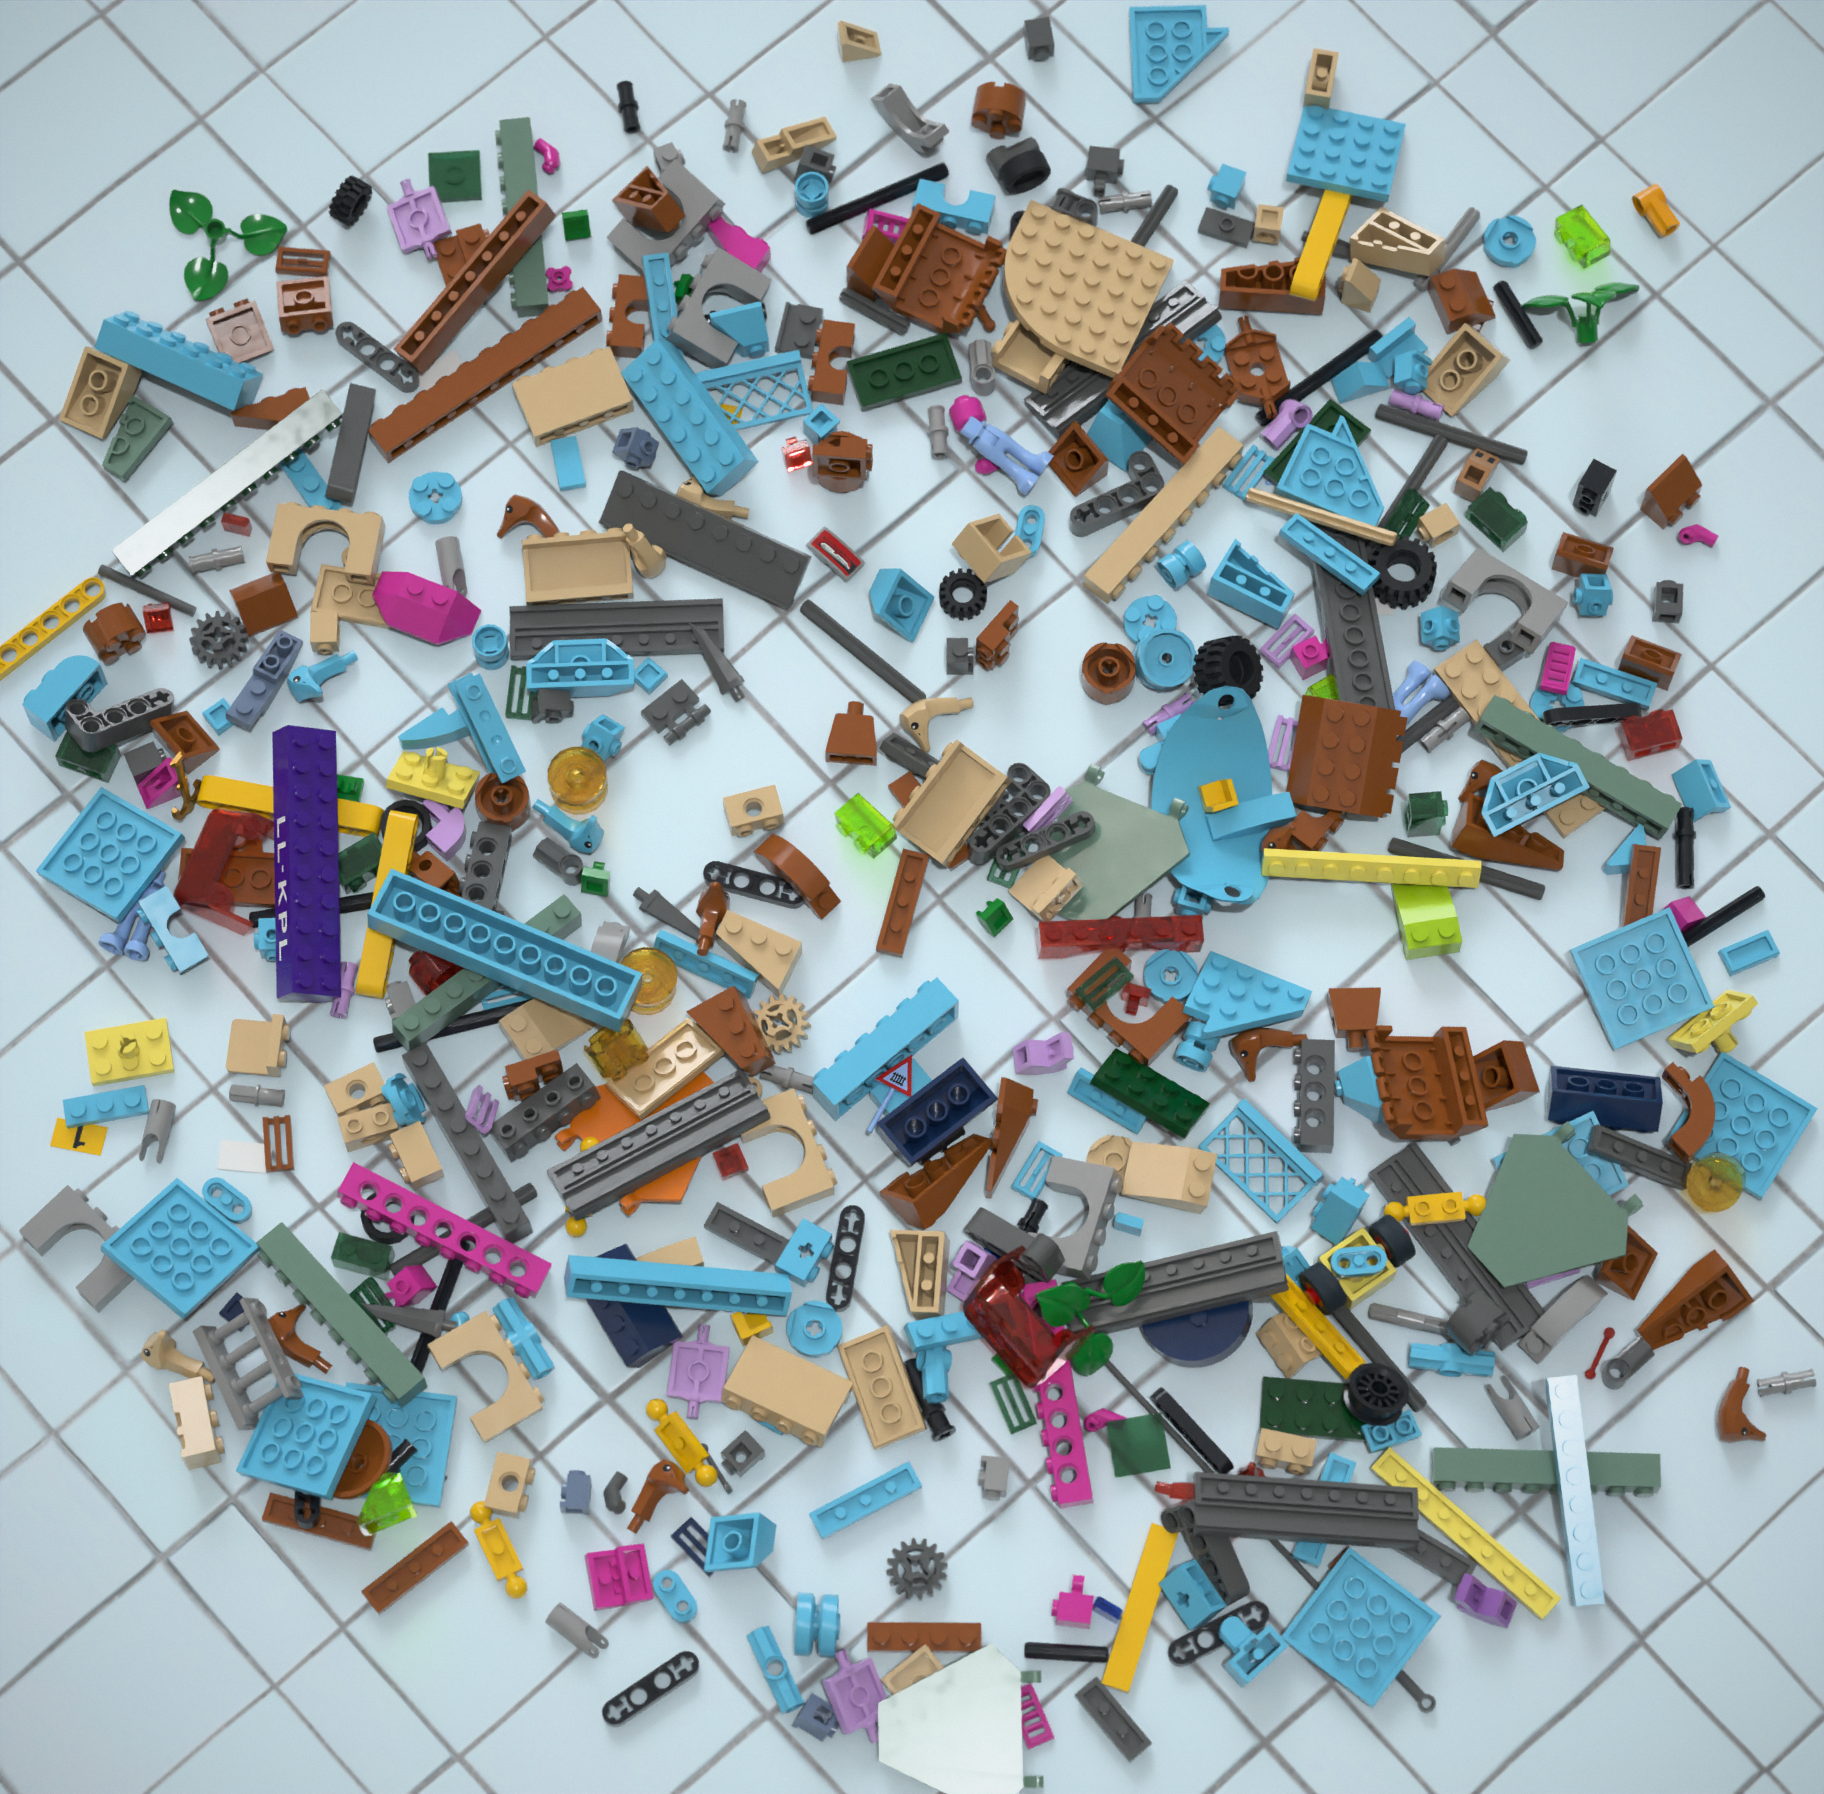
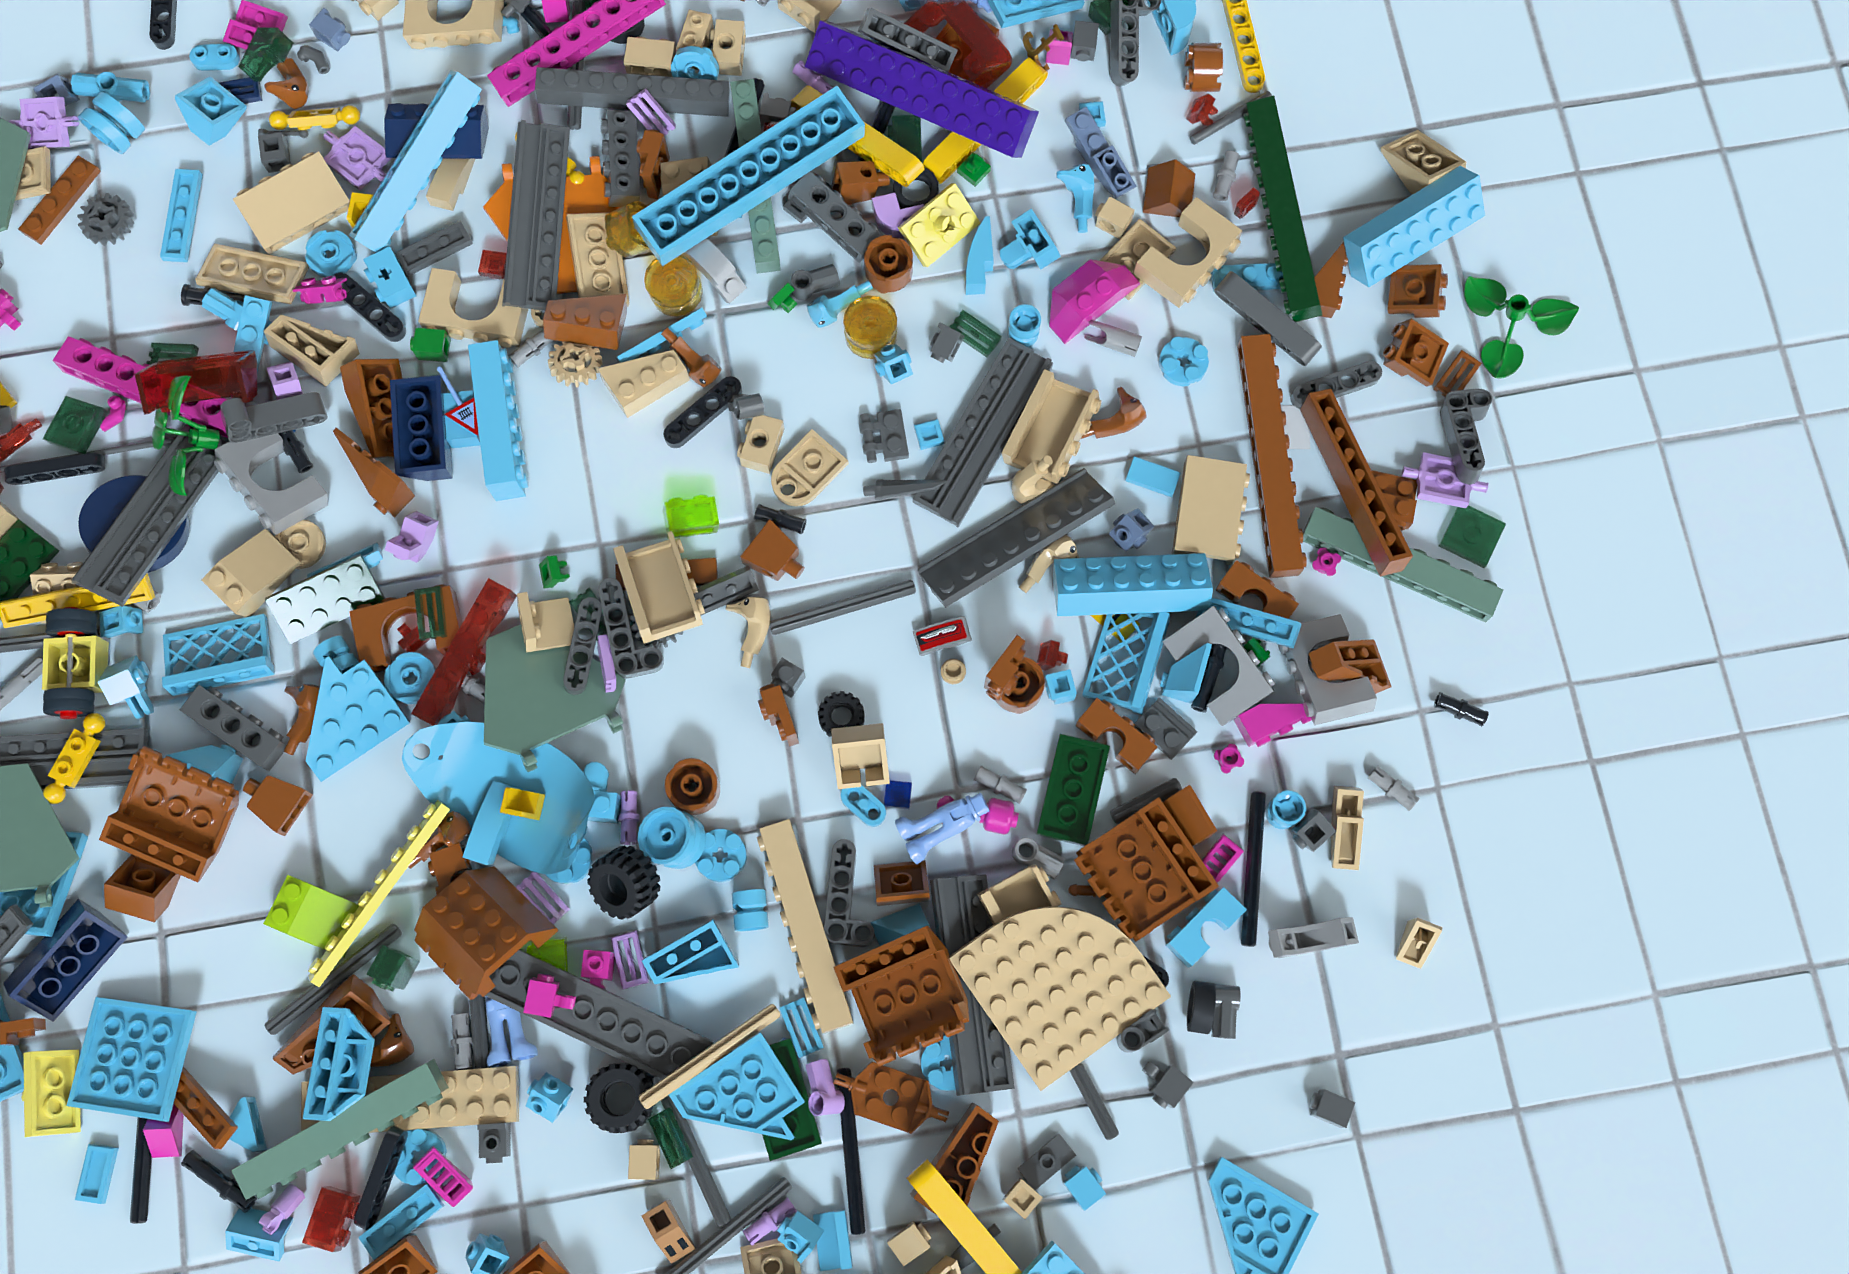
camera: 120 degrees right, 5 degrees up
(136, 436) = (1370, 177): sand green wing -> none
(184, 734) = (1087, 74): dark orange slope -> none
(230, 642) = (1147, 133): dark grey gear -> none
(262, 902) = (906, 39): none -> dark grey brick
(350, 200) = (1493, 432): black tyre -> none
(365, 216) = (1458, 418): none -> dark grey beam
(400, 688) = (1030, 242): none -> medium azure brick
(486, 727) = (947, 268): medium azure fence -> none
(523, 1338) = (466, 57): medium azure piece -> none
(551, 155) = (1448, 620): dark pink arm -> none
(576, 224) = (1369, 602): green tile -> none
(581, 667) = (962, 376): medium azure wedge -> none
(641, 1529) = (265, 51): none -> clear green arch
(663, 910) = (726, 336): dark grey bar -> none
(665, 155) = (1386, 711): light grey brick -> none
(732, 832) = (746, 406): none -> dark grey piece
(751, 757) = (807, 468): none -> tan plate
(792, 259) = (1236, 759): none -> dark pink plate
(800, 872) = (685, 437): dark orange arch -> none
(815, 752) = (780, 519): none -> black pin
(847, 1168) = (430, 344): none -> green brick
(855, 1307) = (313, 291): none -> dark pink hinge
(861, 527) = (953, 671): none -> tan plate
(900, 601) = (864, 657): medium azure slope -> none
(902, 903) = (611, 510): dark orange plate -> none
(994, 1477) = (129, 310): light grey brick -> none
(998, 109) = (1276, 1022): dark orange brick -> none
(1002, 506) = (898, 795): none -> clear blue tile
(1025, 1191) = (341, 499): medium azure tile -> none
(1125, 201) = (1124, 1085): light grey pin -> none
(1128, 1224) = (240, 521): medium azure tile -> none
(1329, 554) = (668, 1037): medium azure plate -> none
(1357, 1259) = (62, 658): medium azure plate -> none
(1359, 381) = (822, 1184): medium azure slope -> none
(1364, 660) = (544, 996): none -> dark pink brick
(1487, 574) = (508, 1201): light grey arch -> none
(1497, 519) = (616, 1220): clear green brick -> none
(1670, 778) = (282, 1208): none -> lavender bar

